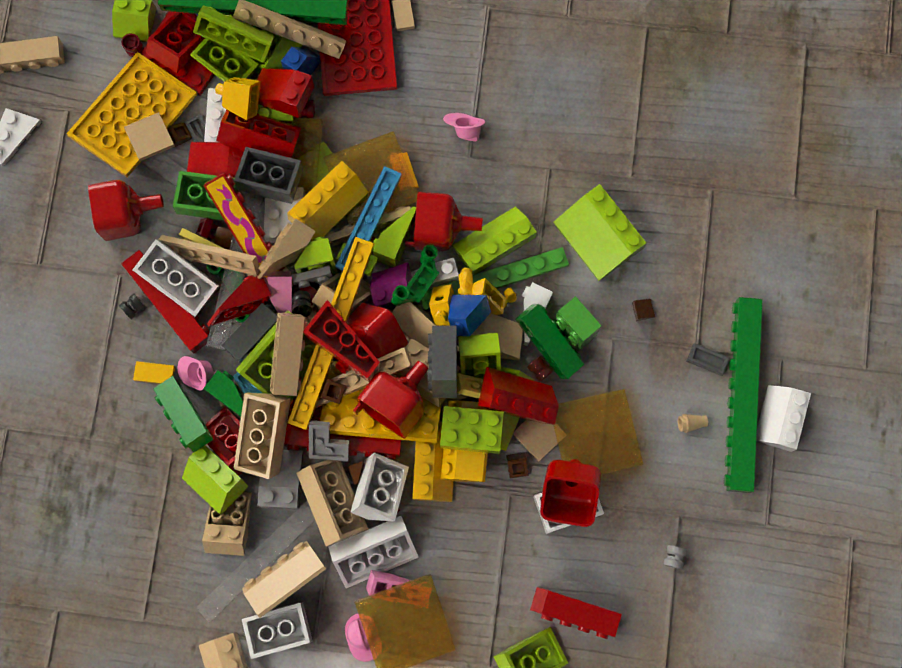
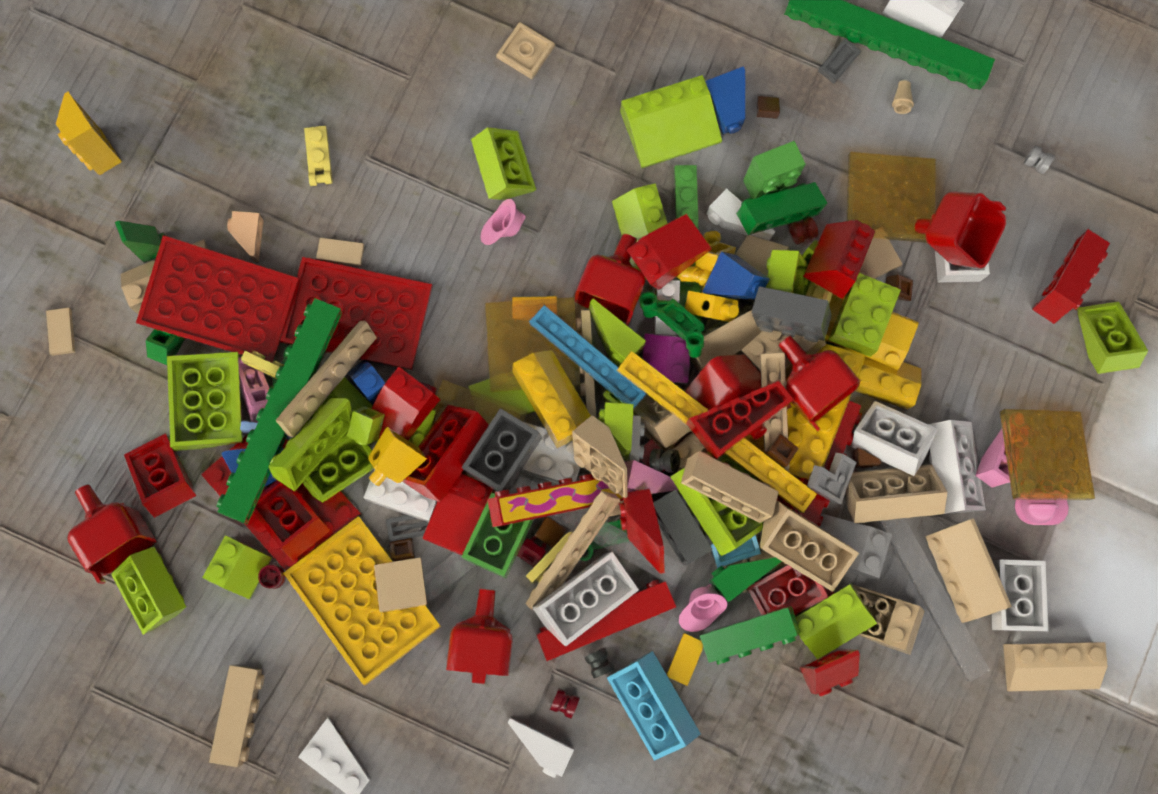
camera: 85 degrees left, 0 degrees up
(56, 283) = (546, 750): none -> white slope
(94, 289) = (560, 700): none -> dark red wheel
(110, 358) = (654, 706): none -> medium azure slope
(172, 487) = (831, 670): none -> red slope
(260, 67) = (365, 425): none -> lime brick
(475, 255) = (669, 251): none -> red slope
(516, 110) = (502, 163): none -> lime slope
(623, 98) = (525, 50): none -> tan tile
(636, 273) = (729, 99): none -> blue slope

